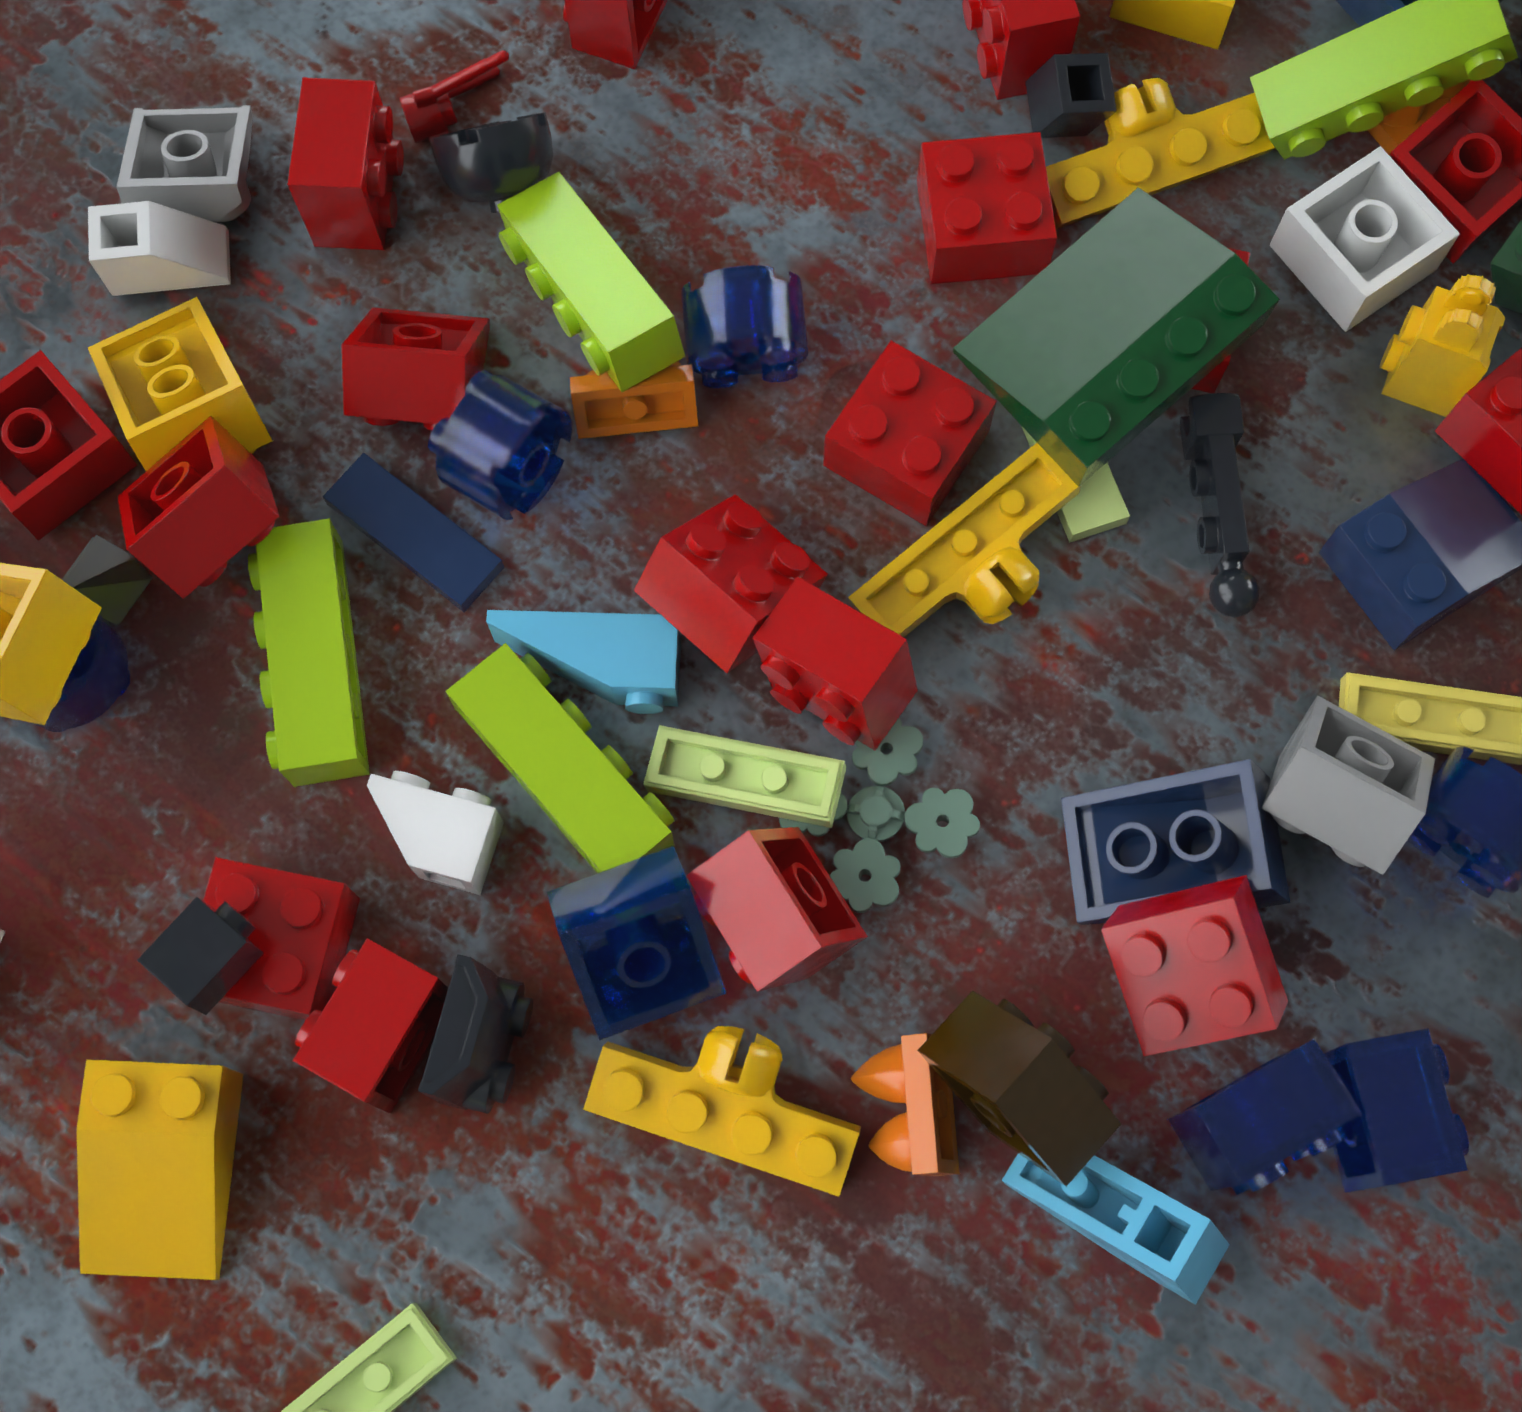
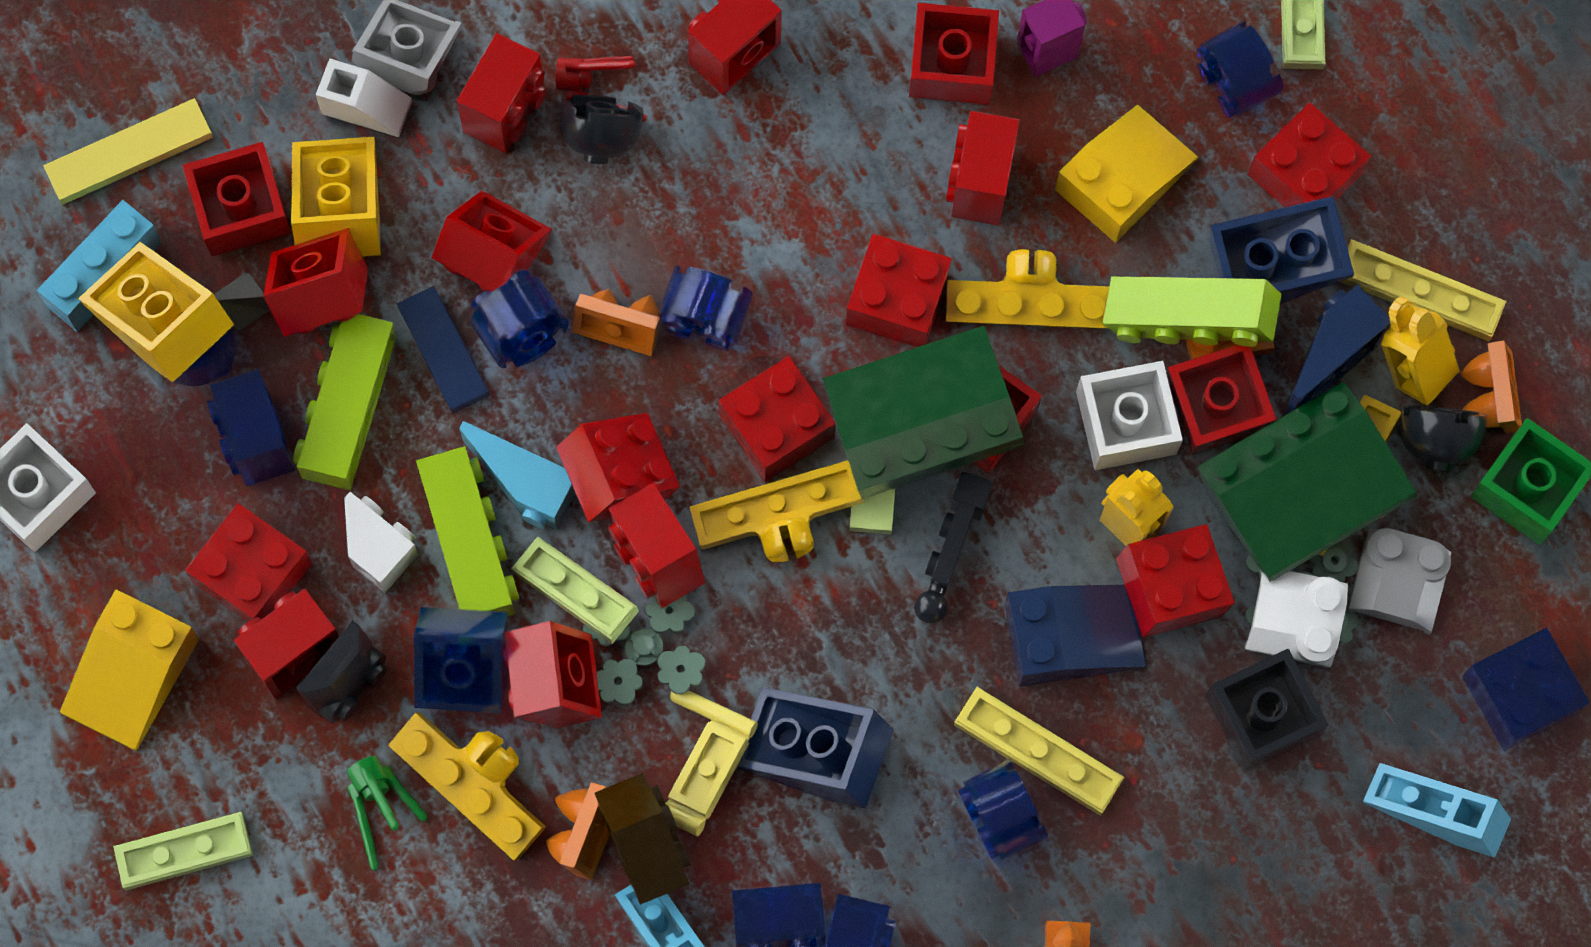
camera: 20 degrees right, 0 degrees up
(186, 745) = (251, 427): none -> clear blue brick
(202, 954) = (208, 557): black brick -> none
(581, 1173) = (370, 781): none -> green plant
(590, 281) = (620, 236): lime brick -> none
(1046, 929) = (710, 762): none -> light yellow plate
(1071, 95) = (989, 239): black brick -> none
(1195, 966) = (781, 816): red brick -> none
(1350, 786) = (930, 751): light grey brick -> none

